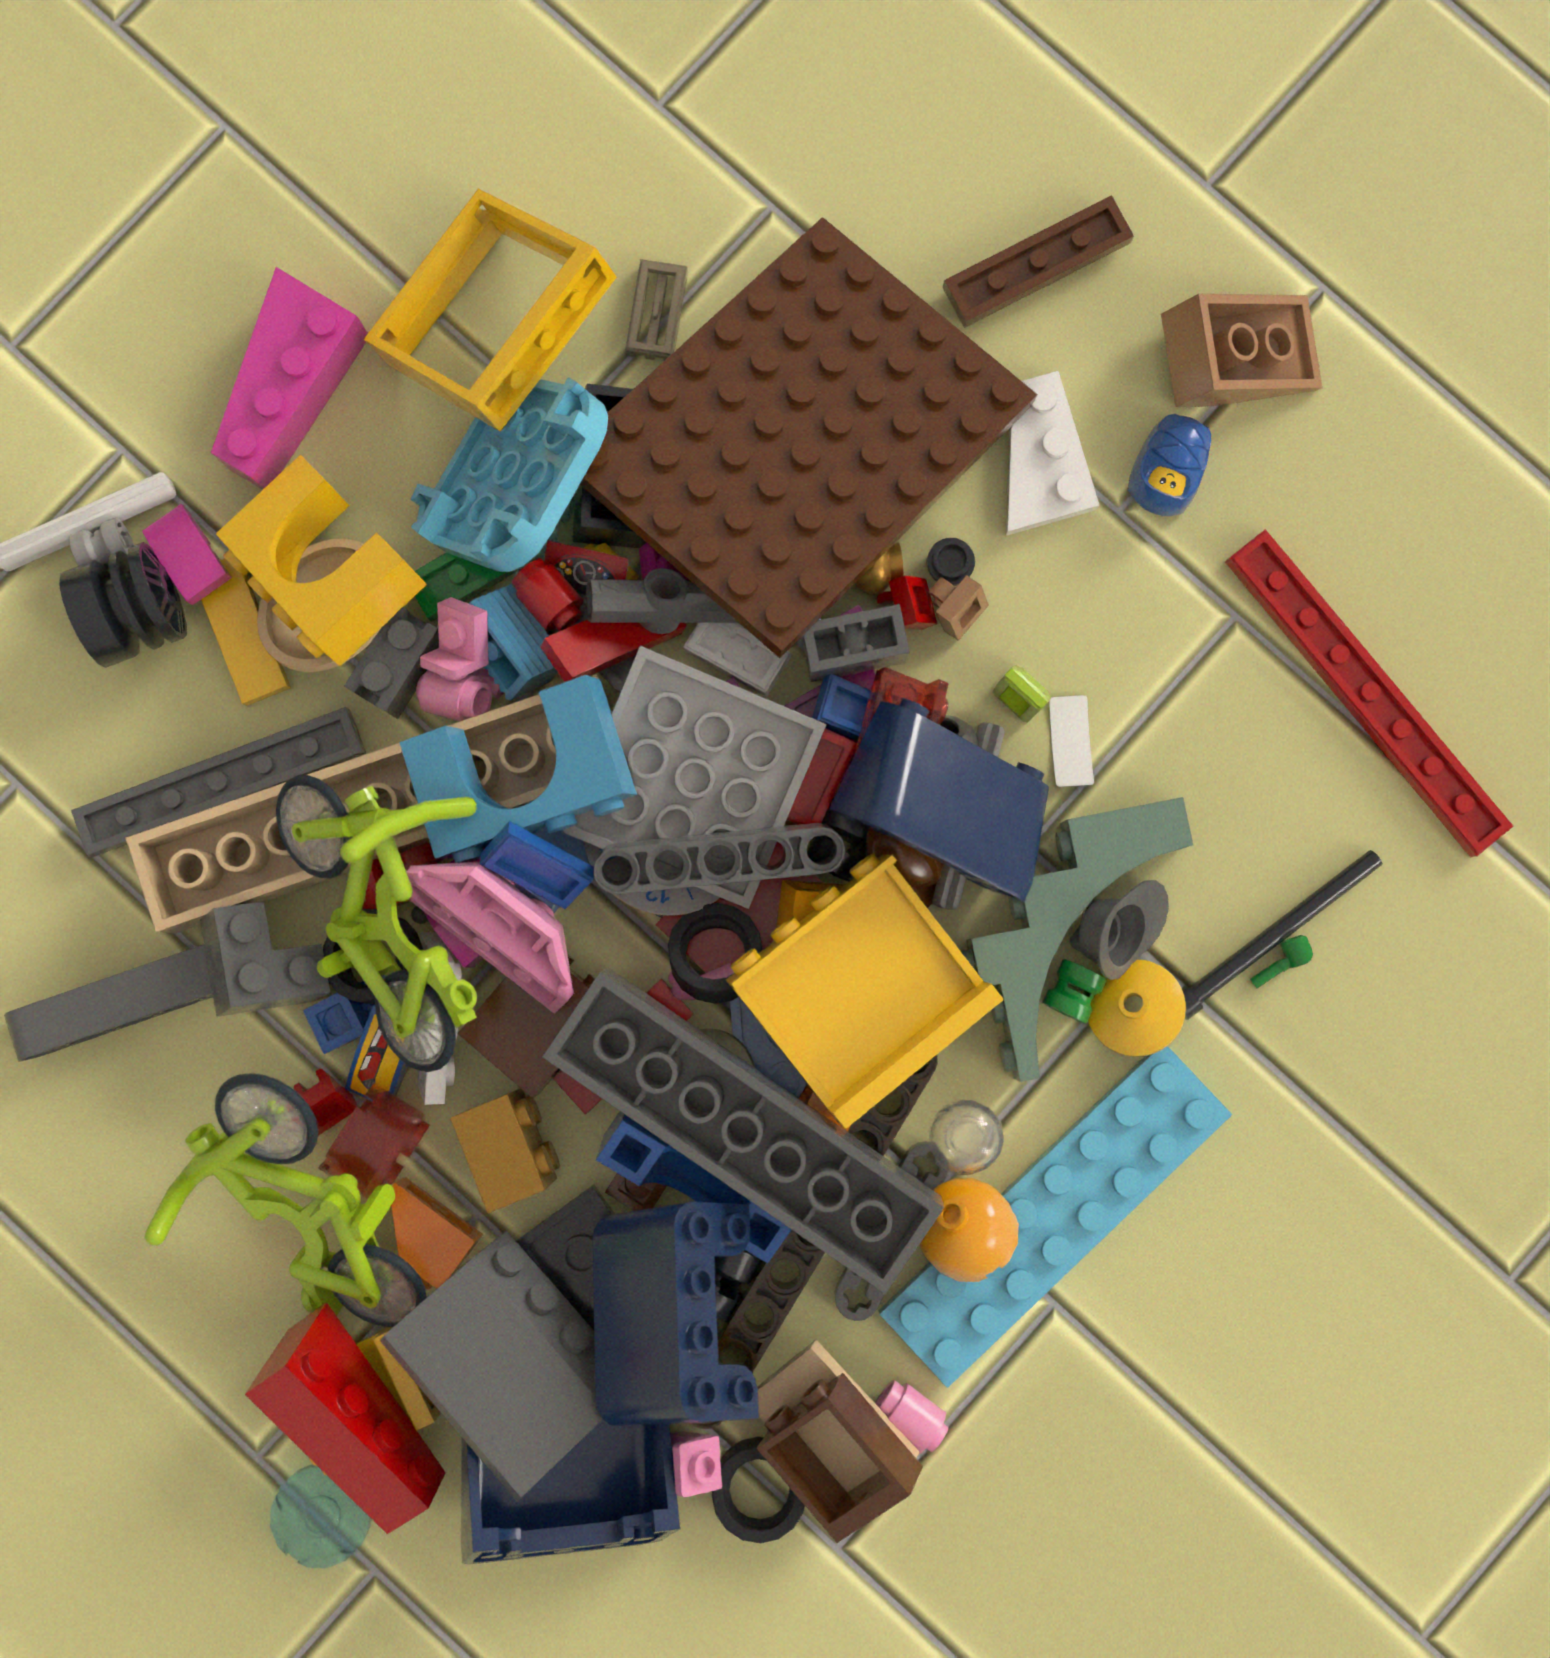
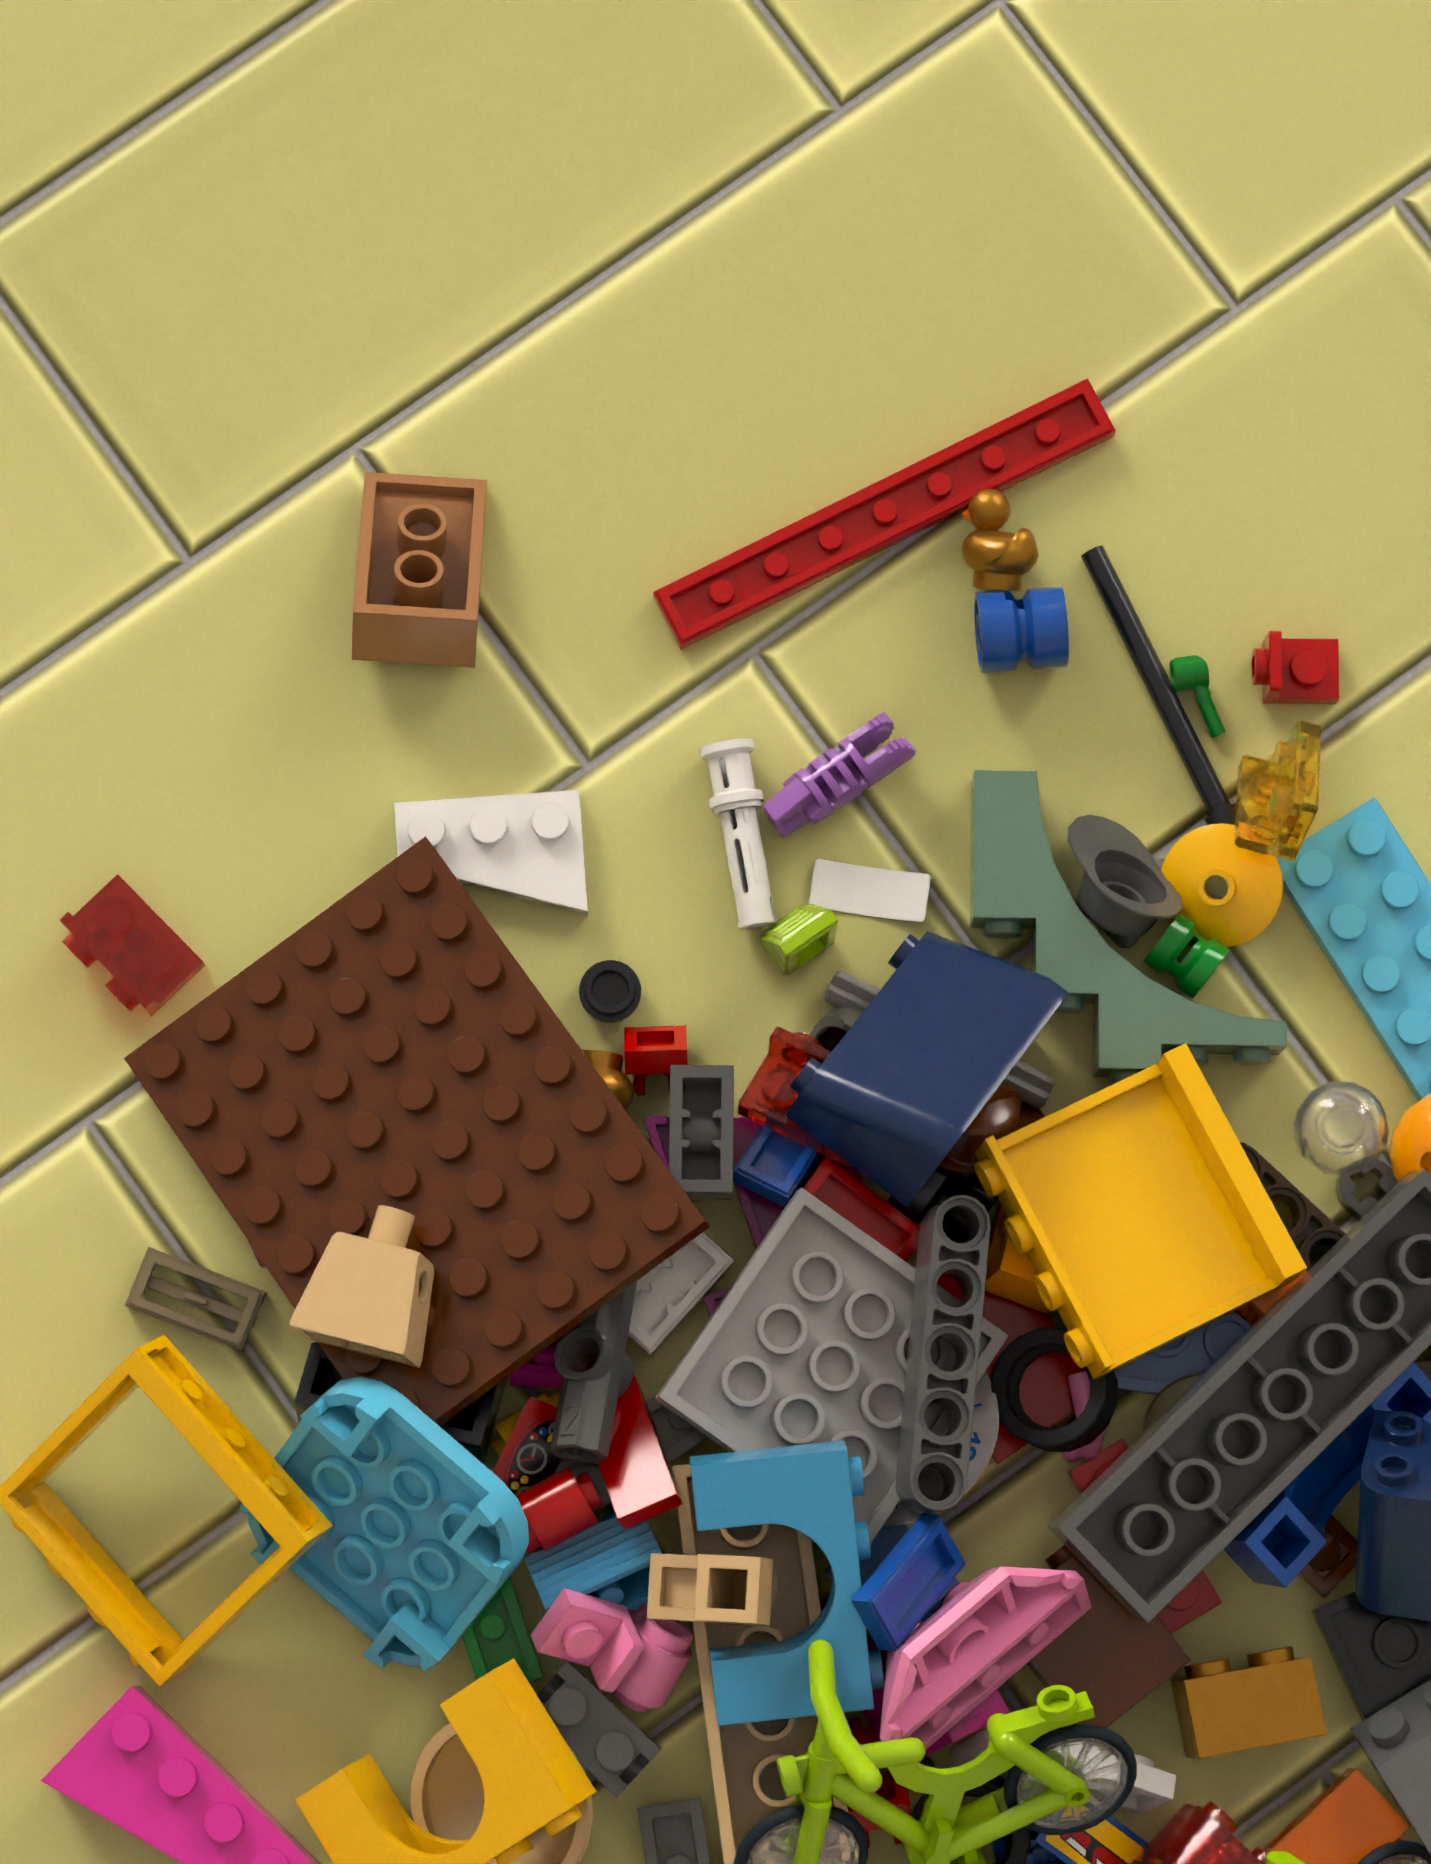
camera: 80 degrees left, 5 degrees down
(503, 718) = (710, 1589): none -> tan brick
(674, 411) = (370, 1292): none -> tan torso
(906, 203) = (132, 945): none -> clear red bracket
(958, 606) = (671, 994): medium nougat tile -> none
(1038, 261) = (246, 797): reddish brown plate -> none
(1115, 626) = (737, 805): none -> white pin
(1154, 697) = (837, 776): none -> medium lavender hinge
(1170, 465) = (547, 691): blue piece -> none
(1216, 1038) = (1279, 795): none -> clear yellow bracket
(1302, 812) = (1021, 629): none -> blue wheel
(1319, 1034) = (1296, 670): none -> red bracket
(1356, 784) = (995, 555): none -> pearl gold animal

